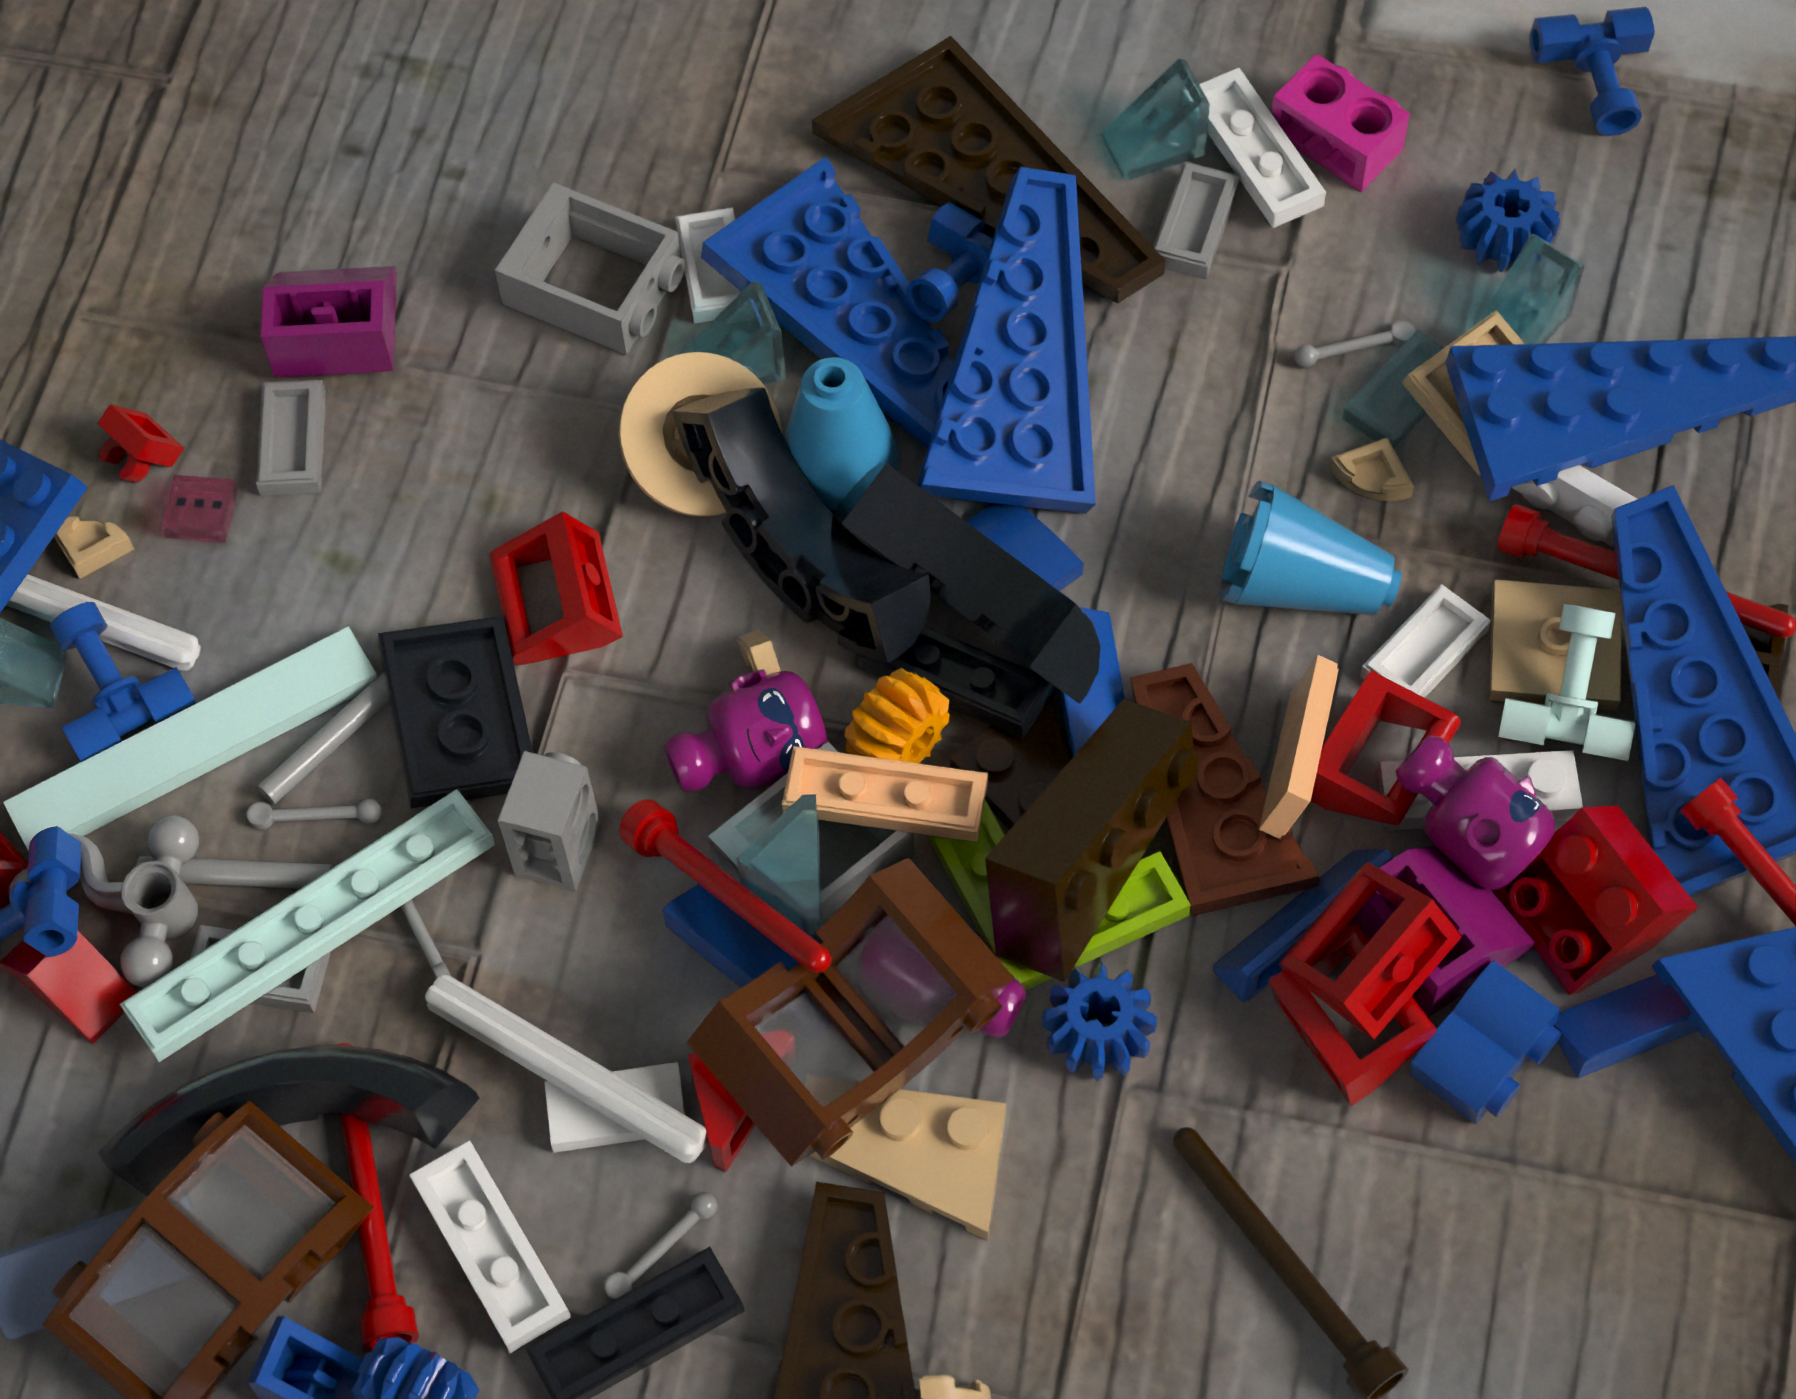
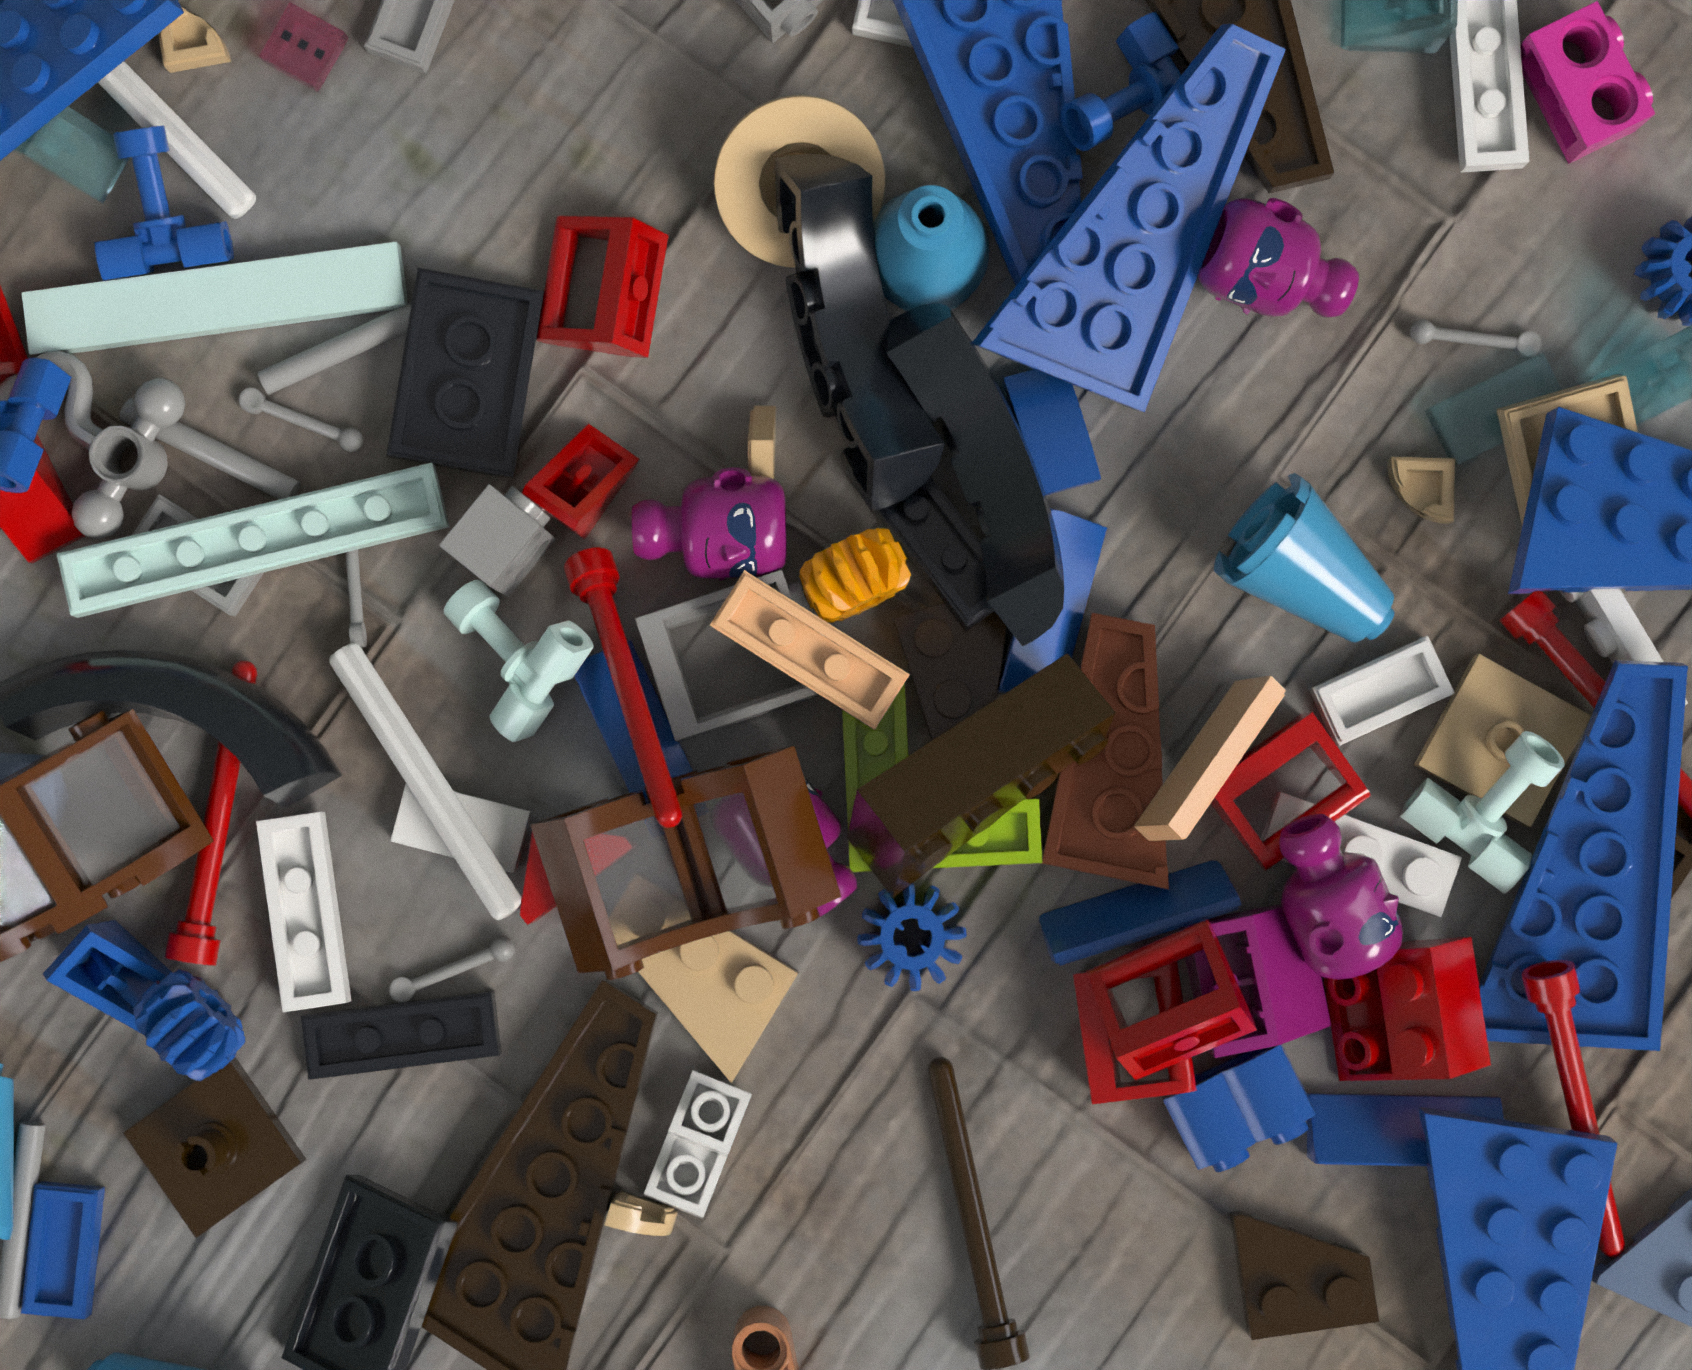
camera: 25 degrees right, 25 degrees up
(613, 755) = (581, 480): none -> red slope
(623, 925) = (528, 668): none -> light aqua bar
(746, 334) = (877, 89): clear light blue slope -> none
(785, 865) = (687, 698): clear light blue slope -> none
(980, 1309) = (697, 1144): none -> white slope
(1145, 343) = (1272, 262): none -> magenta piece
(1196, 219) = (1389, 128): light grey tile -> none
(1630, 1190) = (1299, 1281): none -> dark brown wing

